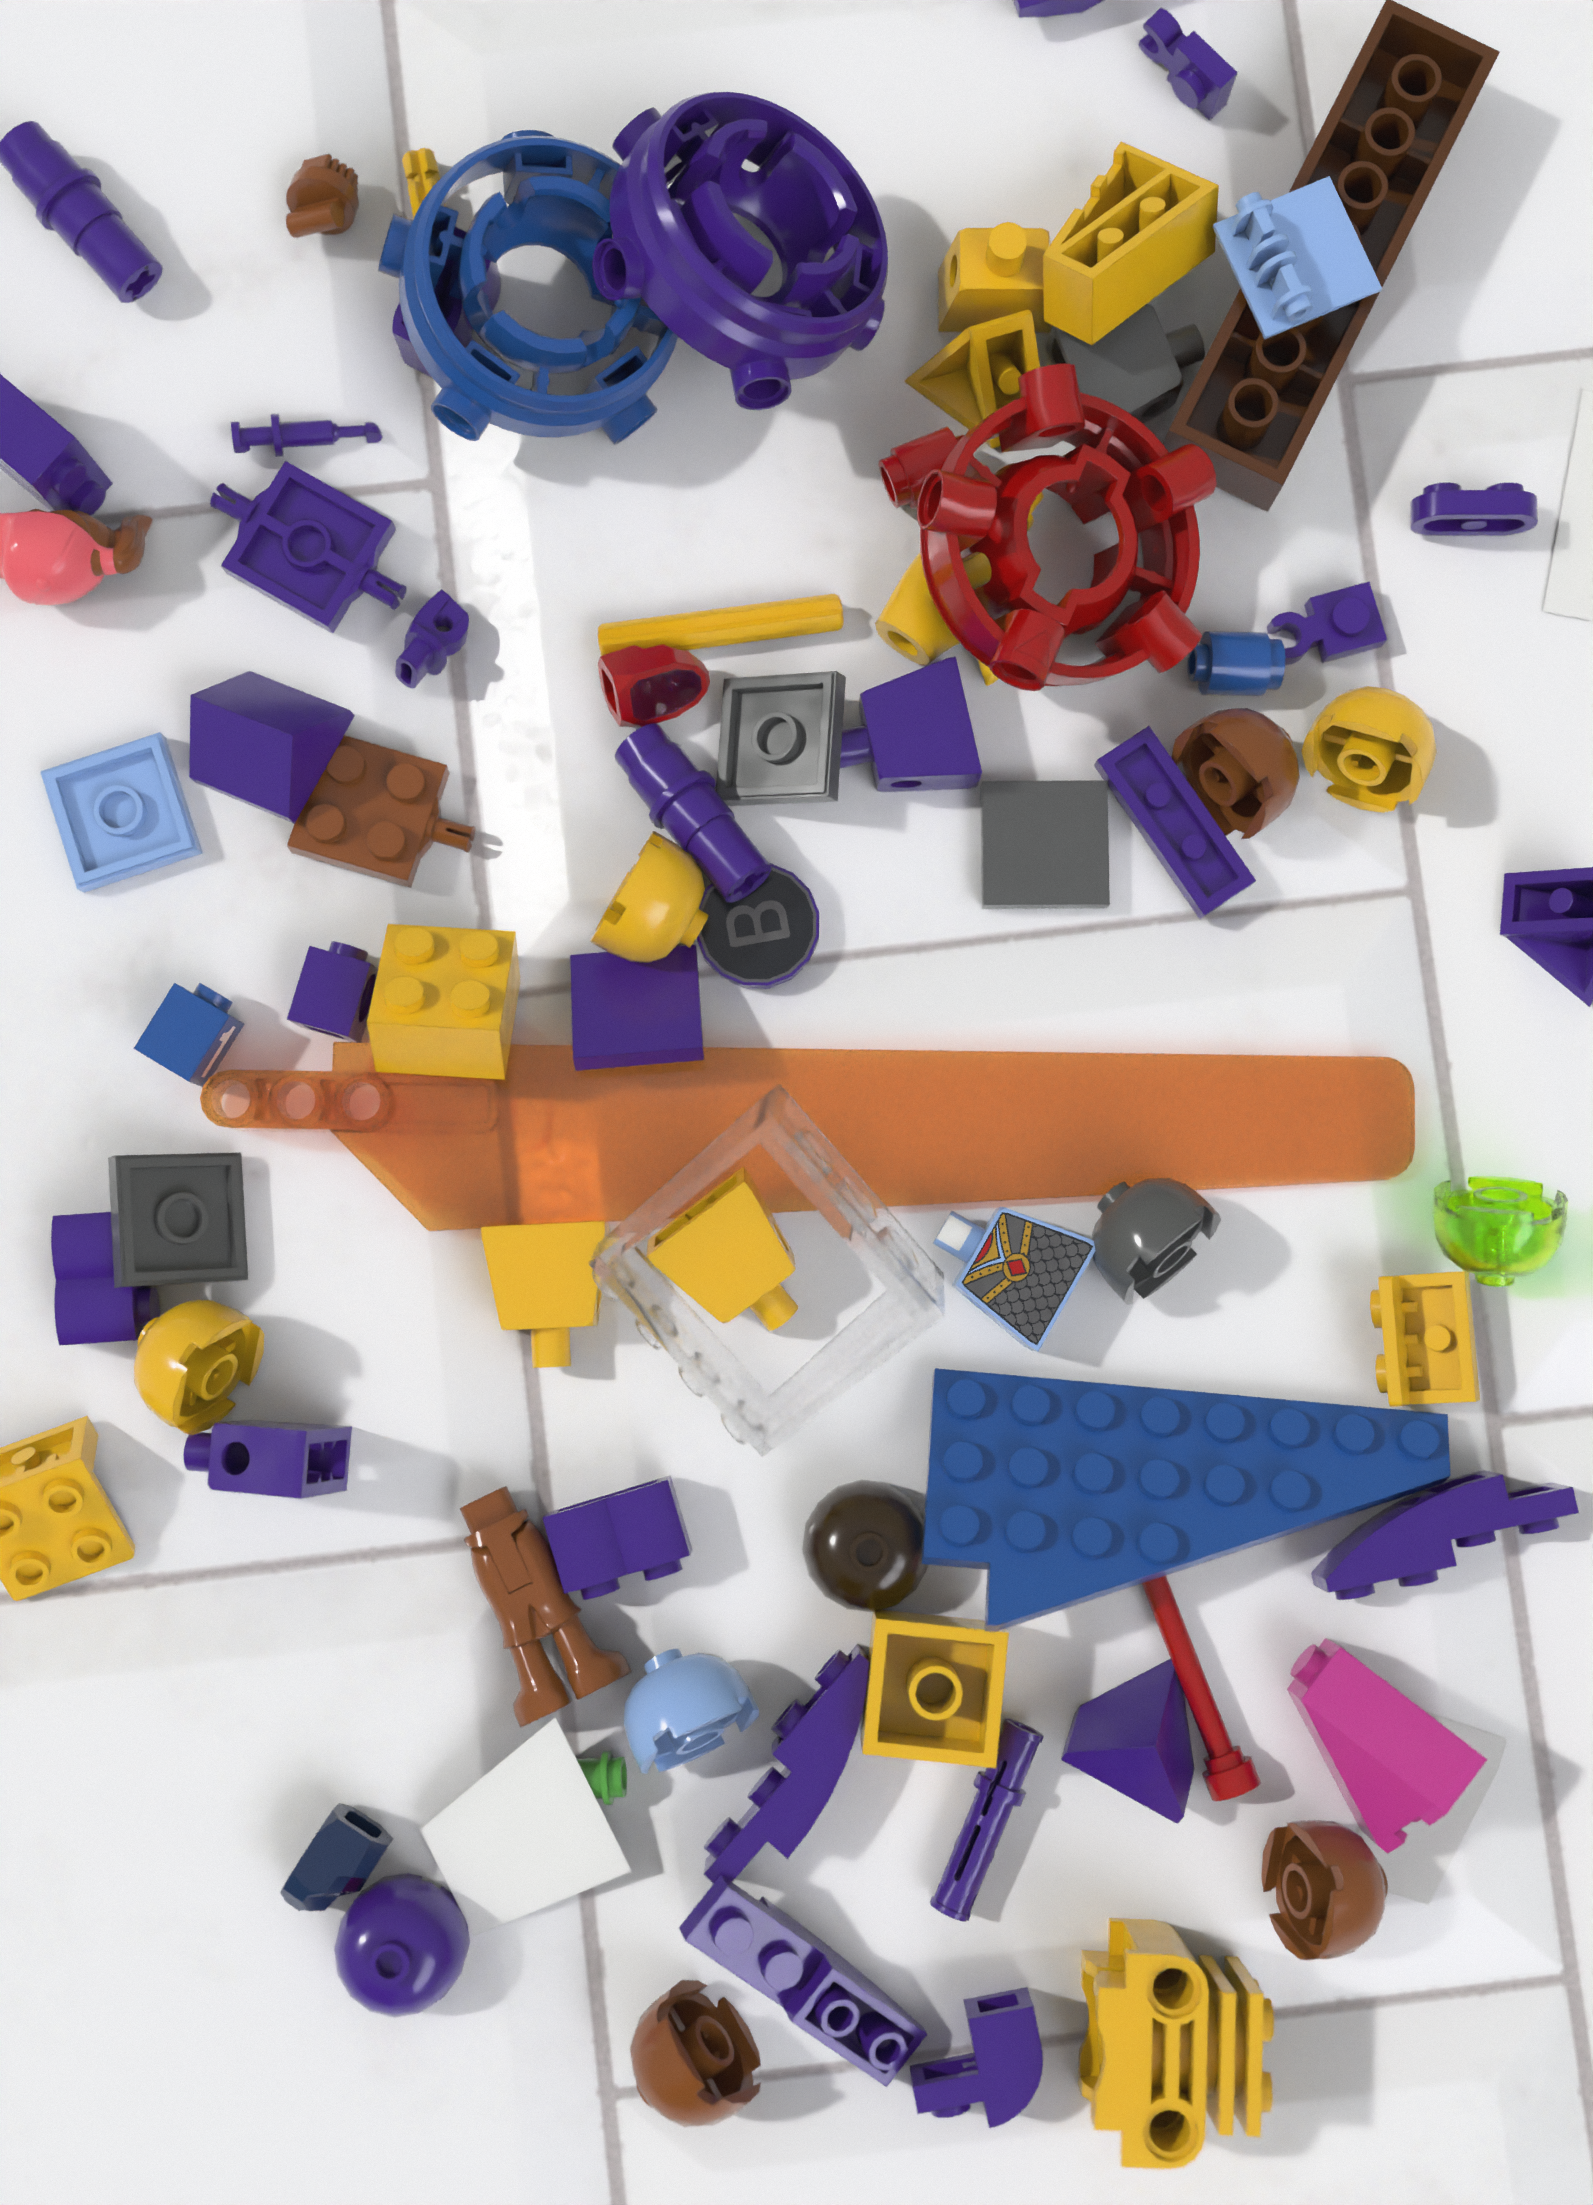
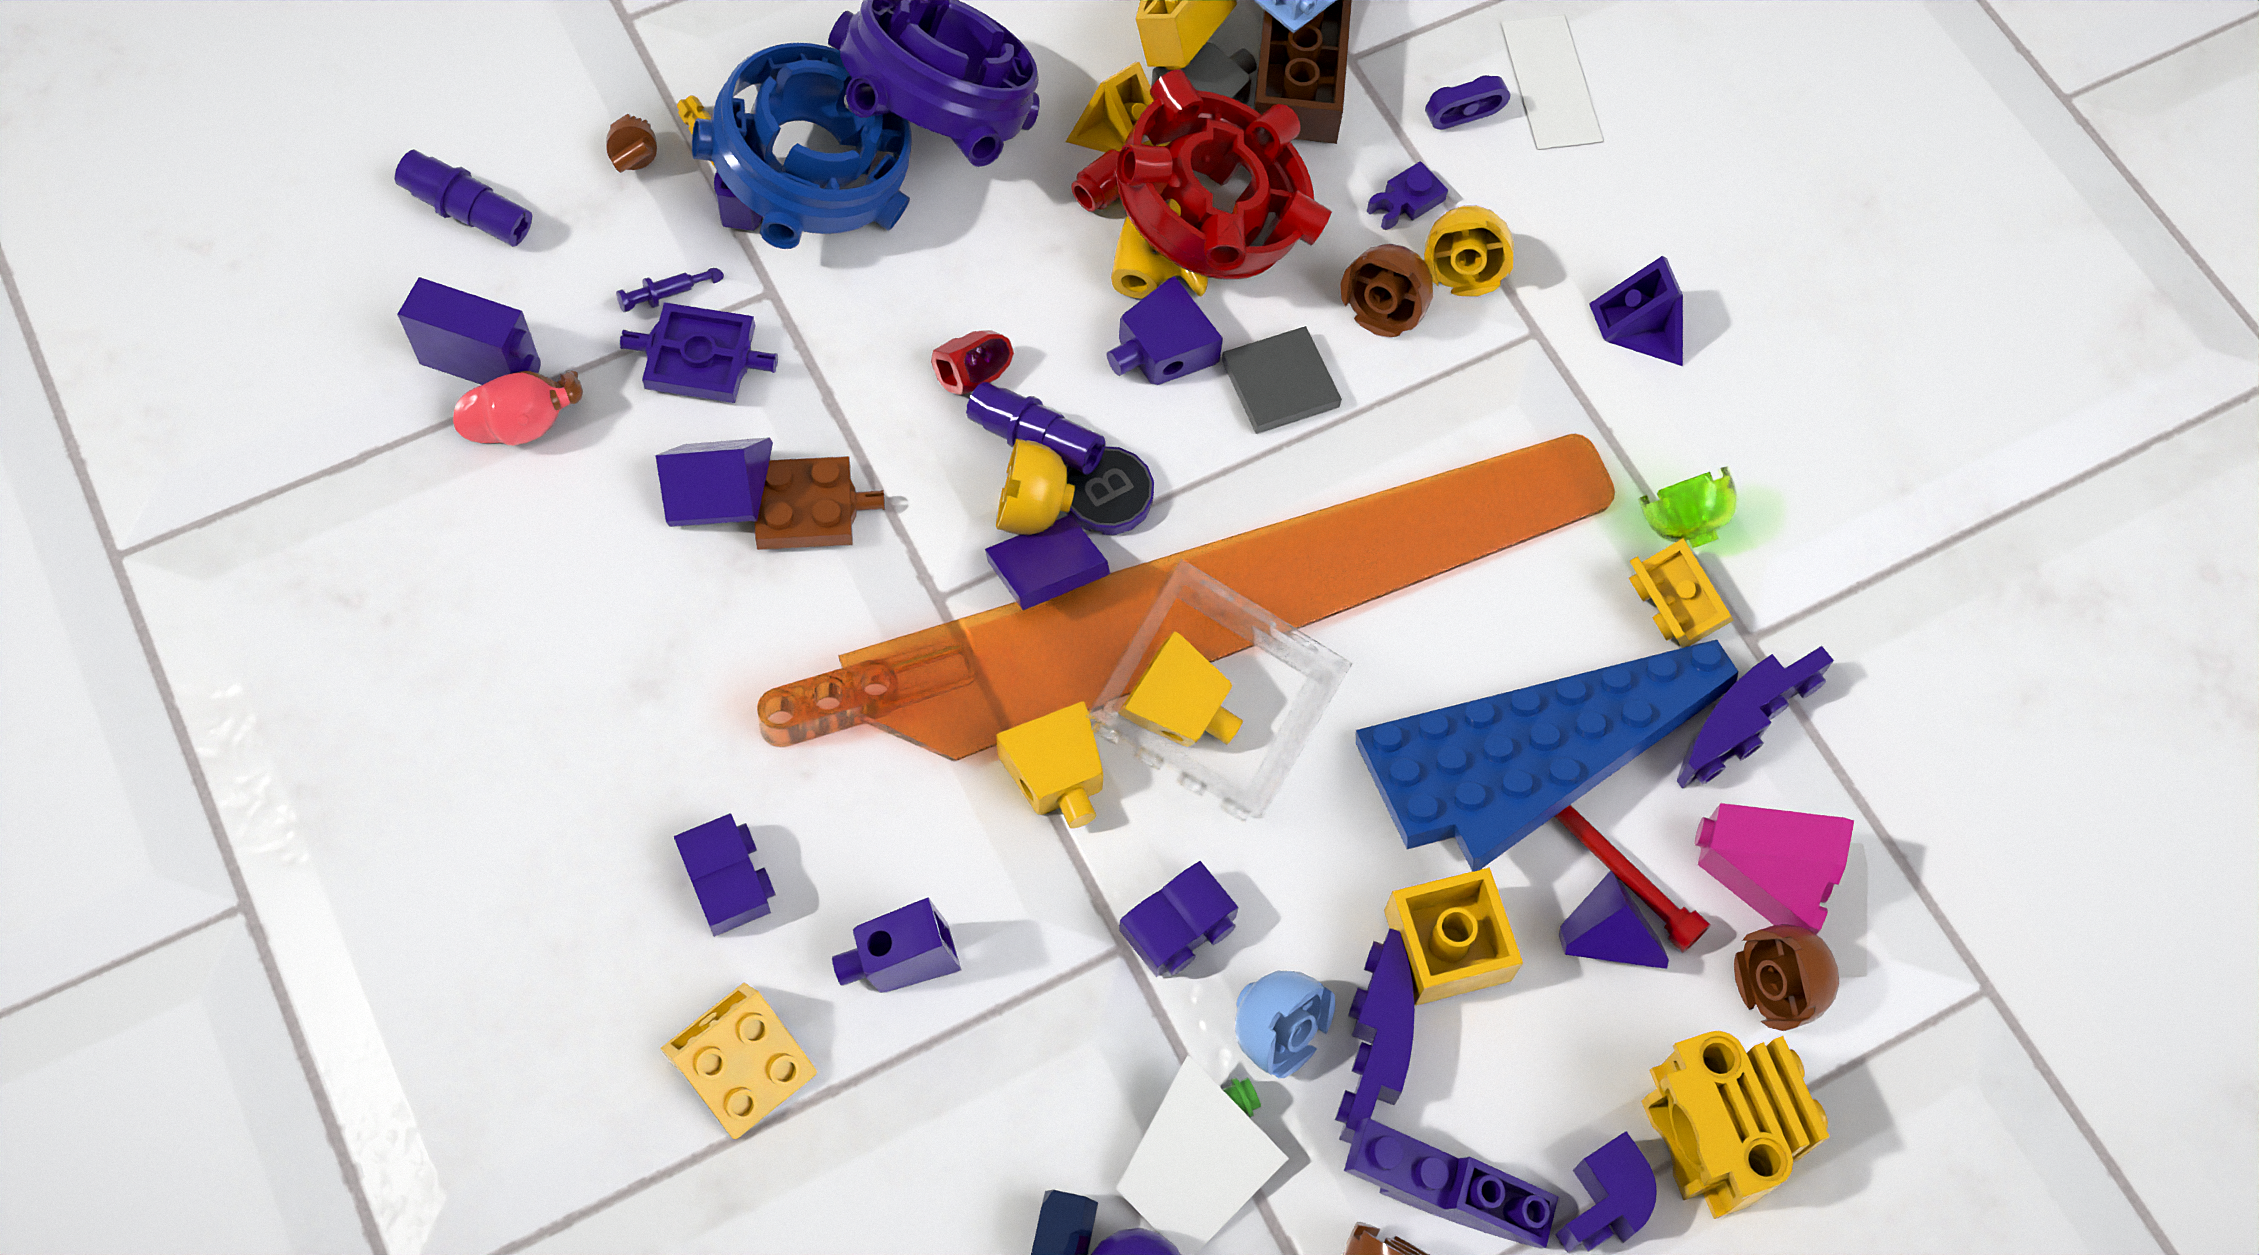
camera: 25 degrees left, 20 degrees down
(121, 812) = (622, 563): light blue tile -> none
(177, 1219) = (767, 810): dark grey tile -> none
(190, 1033) = (729, 686): blue brick -> none
(194, 1361) = (818, 899): yellow cylinder -> none
(334, 992) = (825, 624): dark purple brick -> none
(425, 645) = (808, 383): dark purple piece -> none
(444, 1001) = (912, 594): yellow brick -> none
(530, 1604) = (1136, 992): dark orange piece -> none
(726, 625) = (1013, 312): yellow axle -> none
(781, 738) = (1077, 364): tile -> none
(865, 1546) = (1359, 866): dark brown cylinder -> none
(992, 276) = (1099, 52): yellow torso -> none
(996, 1796) = (1531, 1027): dark purple pin -> none
(1016, 1269) = (1385, 644): torso -> none
(1149, 1234) = (1462, 587): dark grey cylinder -> none
(1174, 822) = (1362, 337): dark purple plate -> none
(1237, 663) = (1357, 231): blue brick -> none

